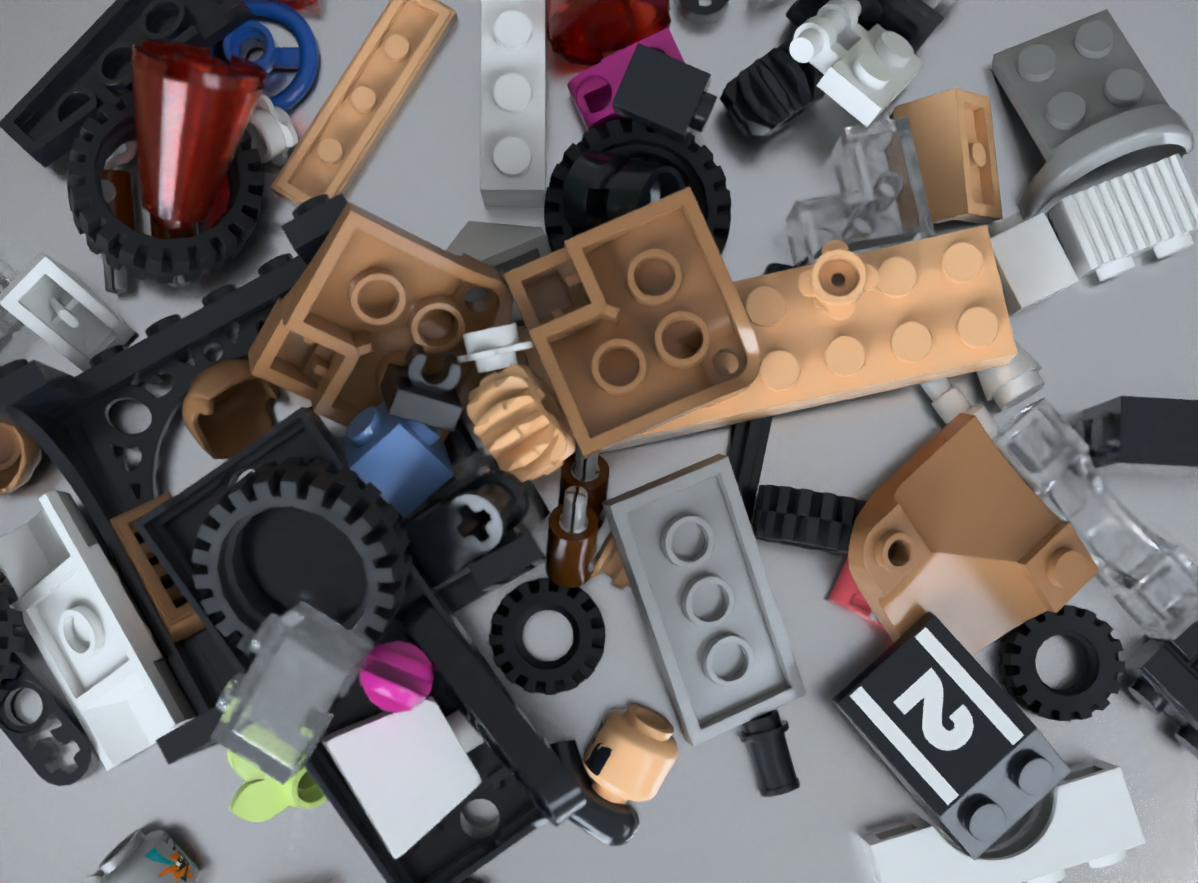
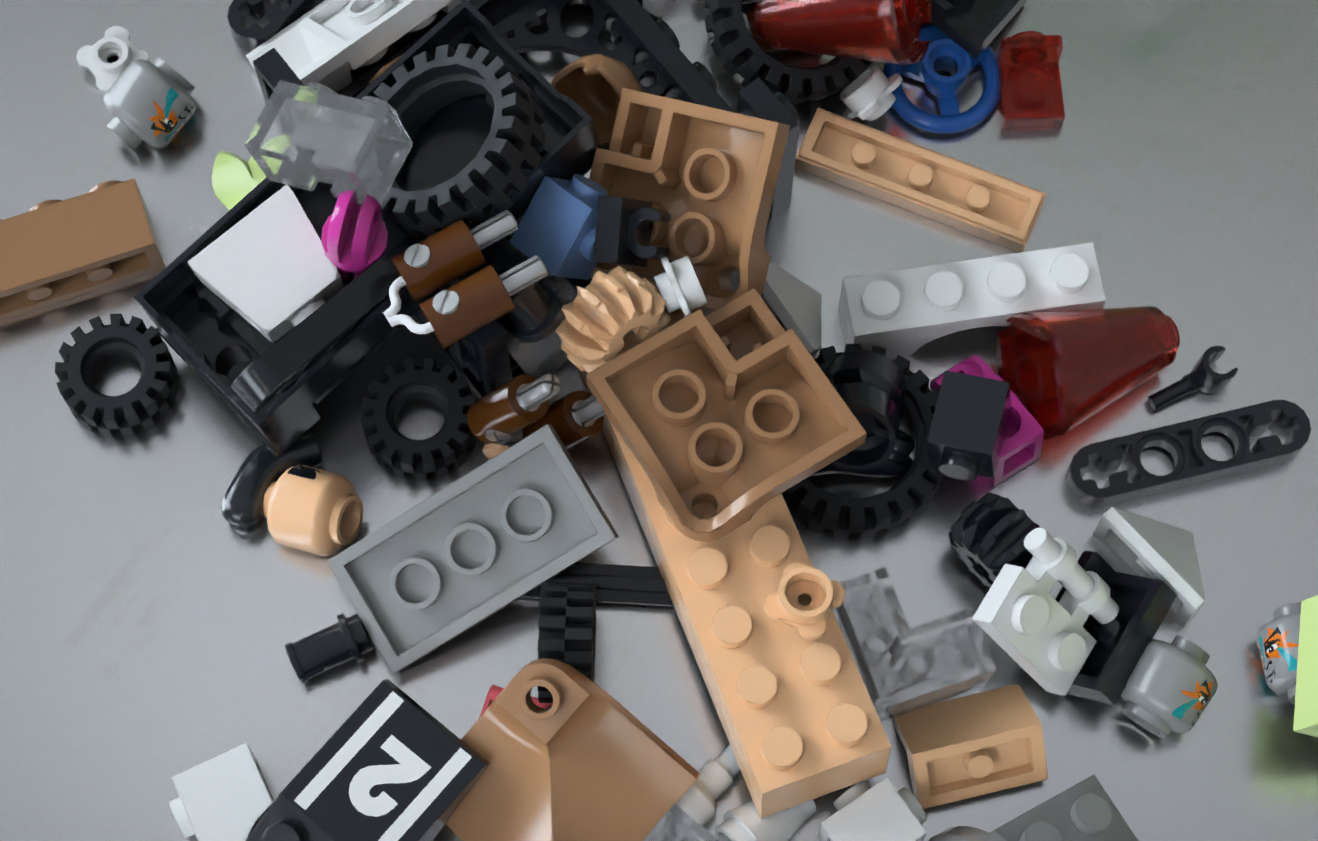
camera: 85 degrees right, 15 degrees down
(504, 561) = (470, 302): none -> reddish brown piece

